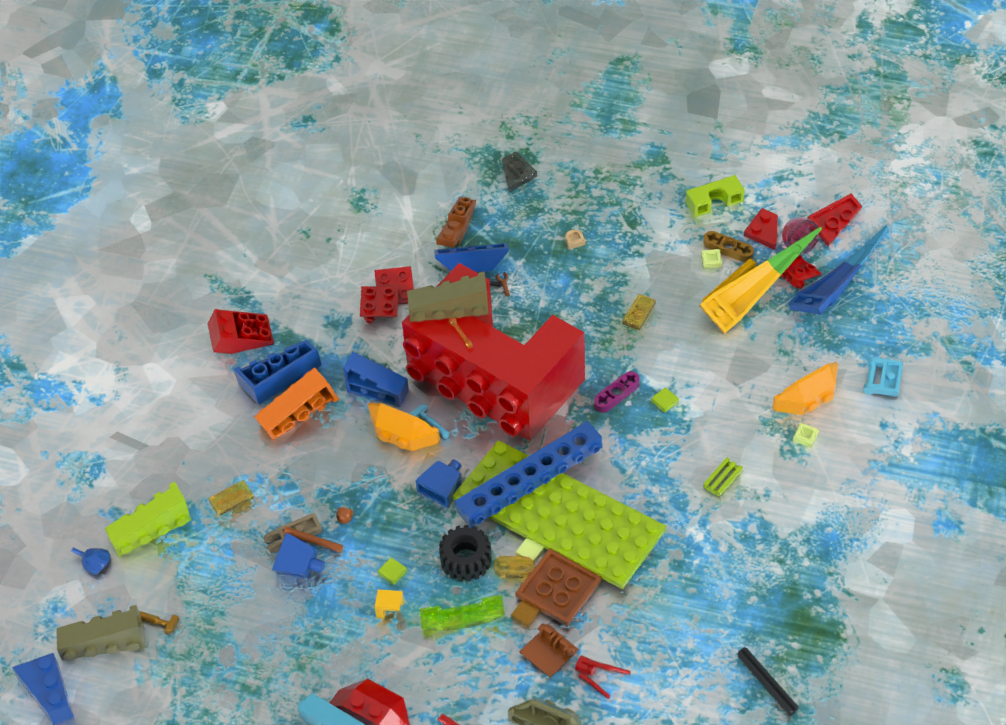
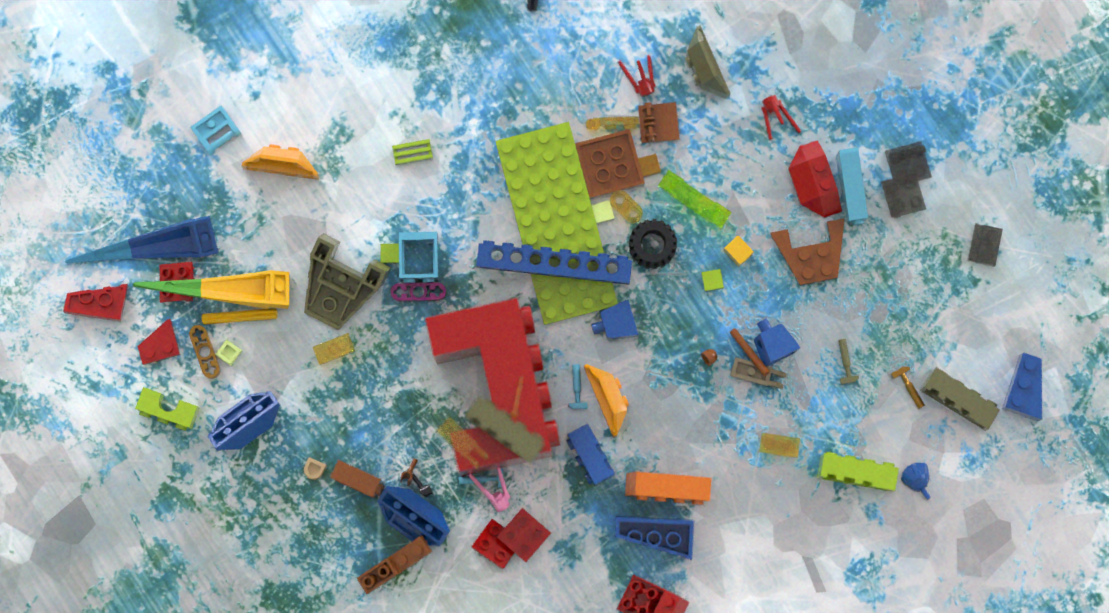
camera: 140 degrees left, 30 degrees up
(212, 587) = (846, 363): none -> olive piece
(318, 648) = (815, 261): none -> dark orange wing
(492, 275) = (460, 440): none -> clear yellow hinge
(517, 171) = (295, 581): clear smoke wing -> none
(532, 235) = (357, 479): none -> dark orange window
(587, 617) = (611, 122): none -> clear yellow hinge
(652, 423) = (416, 237): none -> medium azure window
(654, 221) = (244, 421): none -> blue wedge
(681, 348) = (336, 289): none -> olive wedge
(796, 230) = (145, 308): clear pink cylinder -> none
(806, 435) = (319, 134): yellowish green tile -> none

